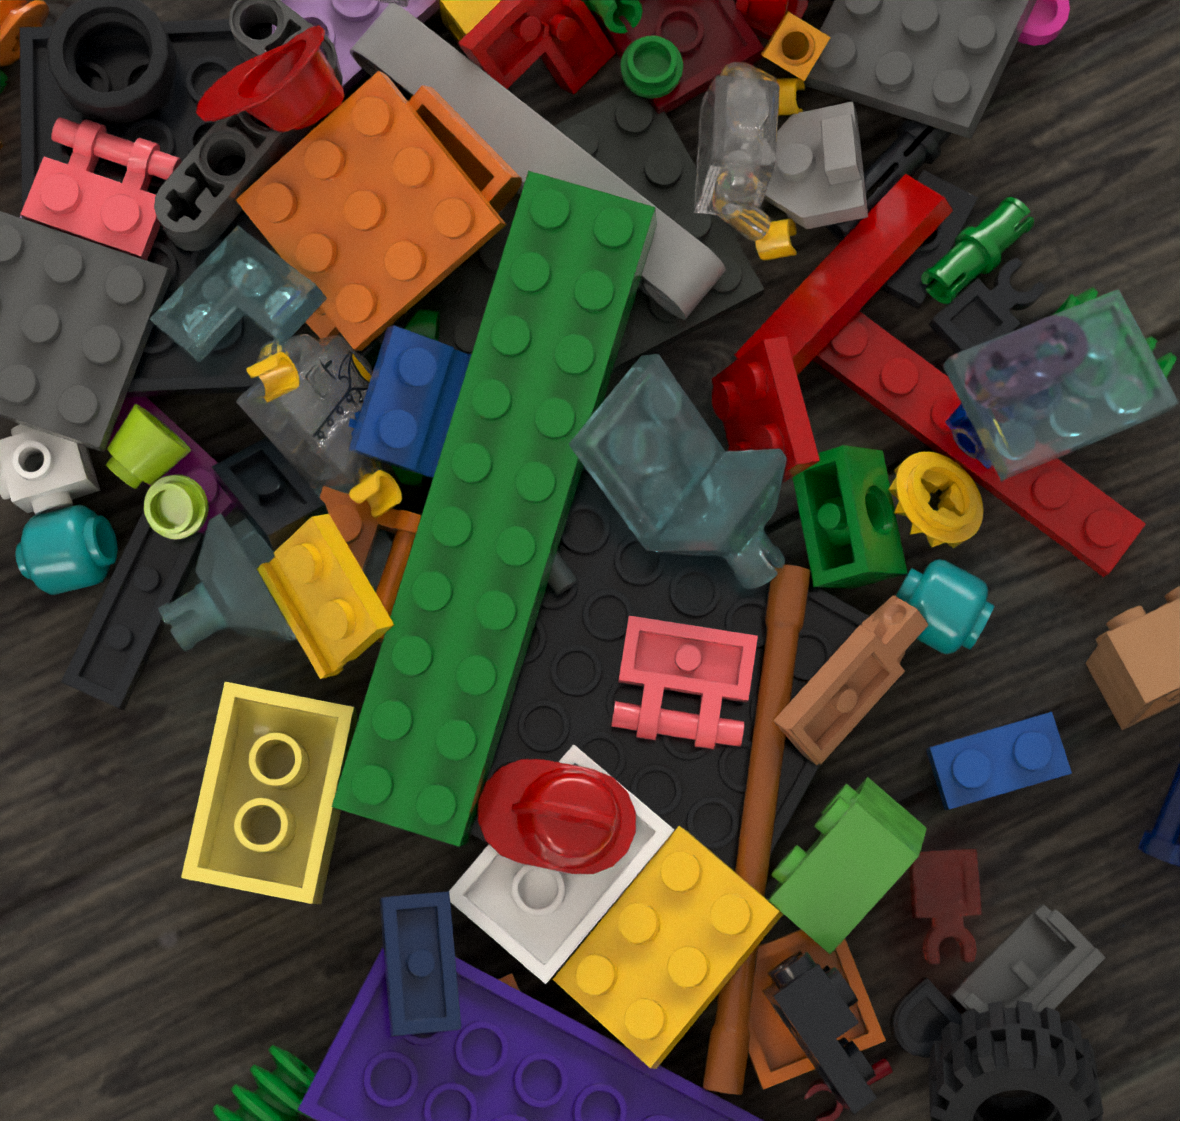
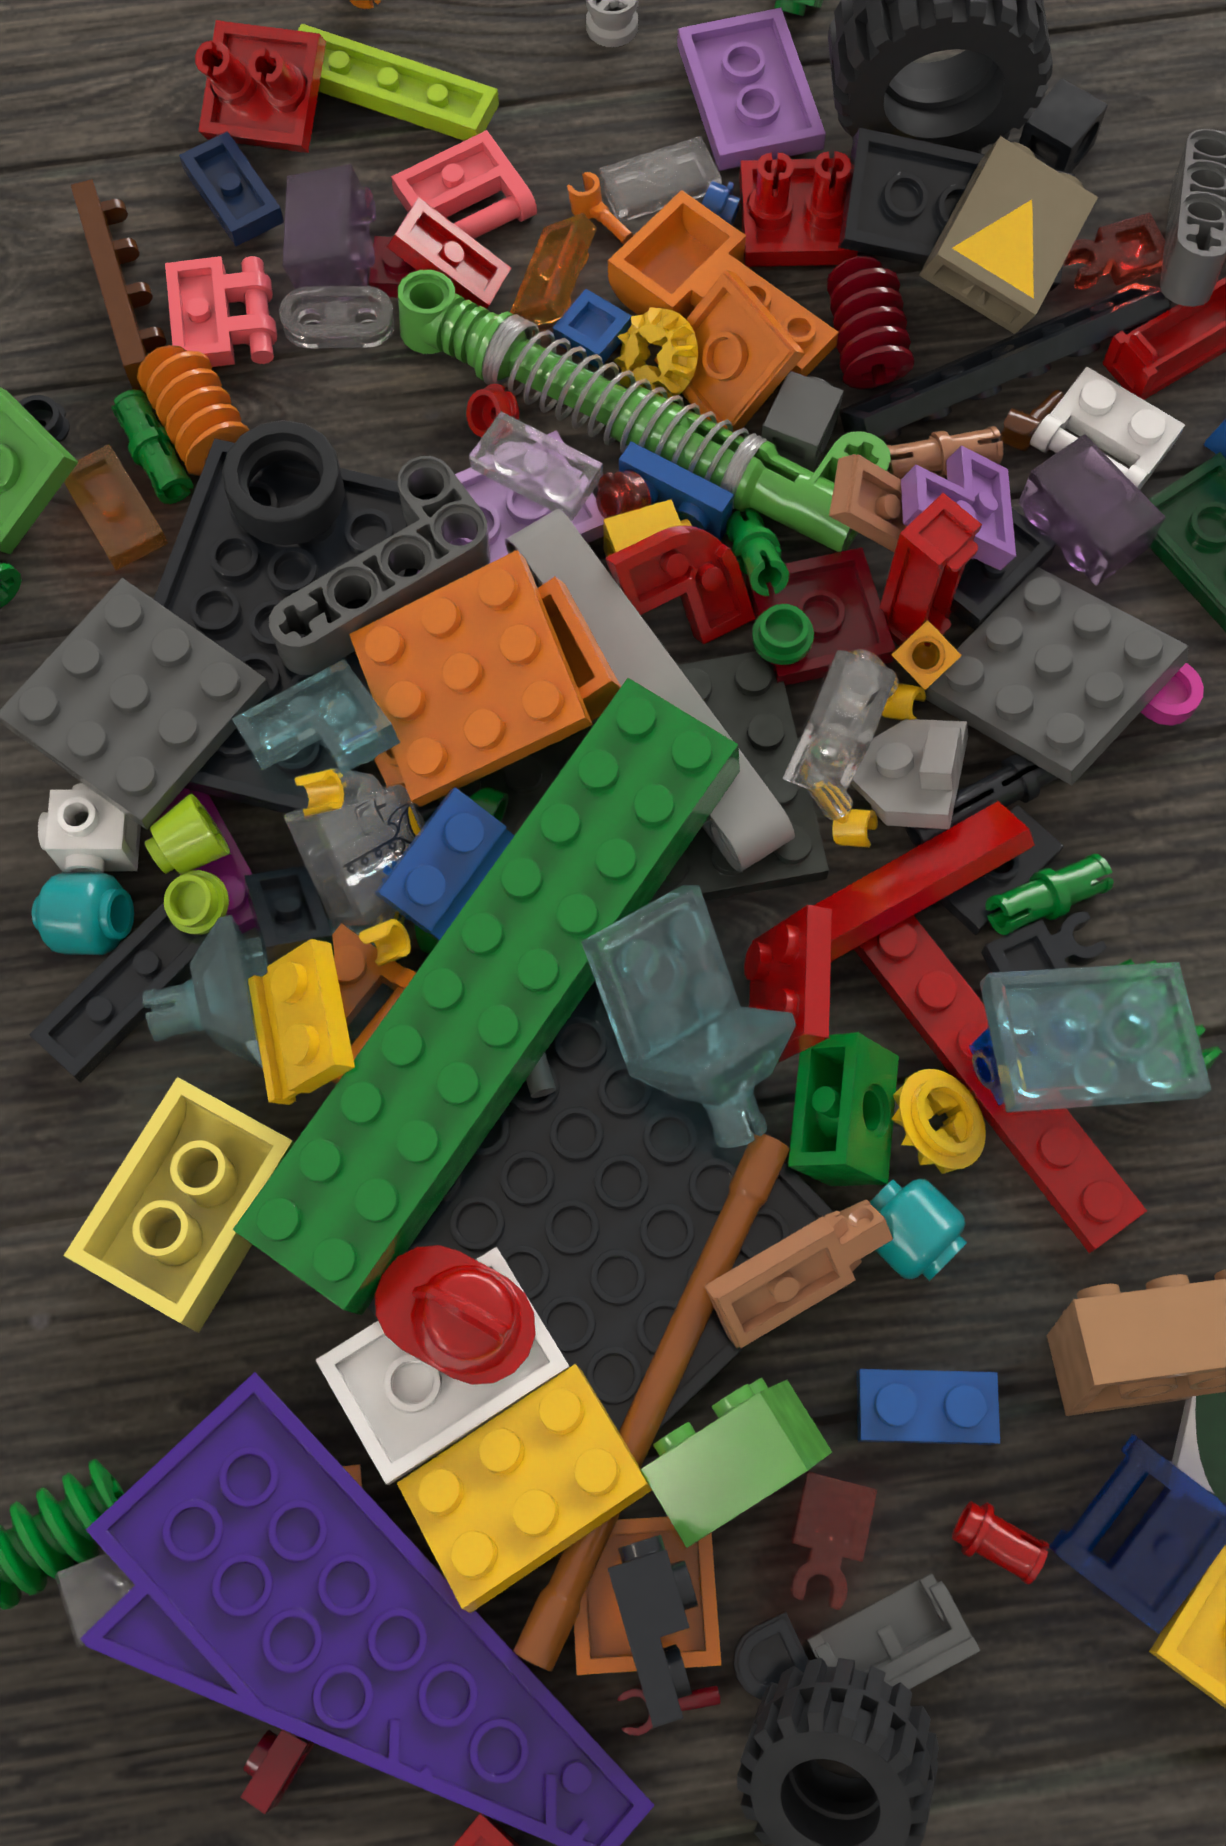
camera: 20 degrees right, 10 degrees down
(94, 206) = (219, 605): coral plate -> none
(280, 87) = (423, 543): red piece -> none
(420, 964) = (262, 1418): dark blue plate -> none
(685, 661) = (637, 1200): coral plate -> none
(1032, 374) = (1062, 986): clear purple beam -> none
(1094, 858) = (999, 1542): none -> red pin

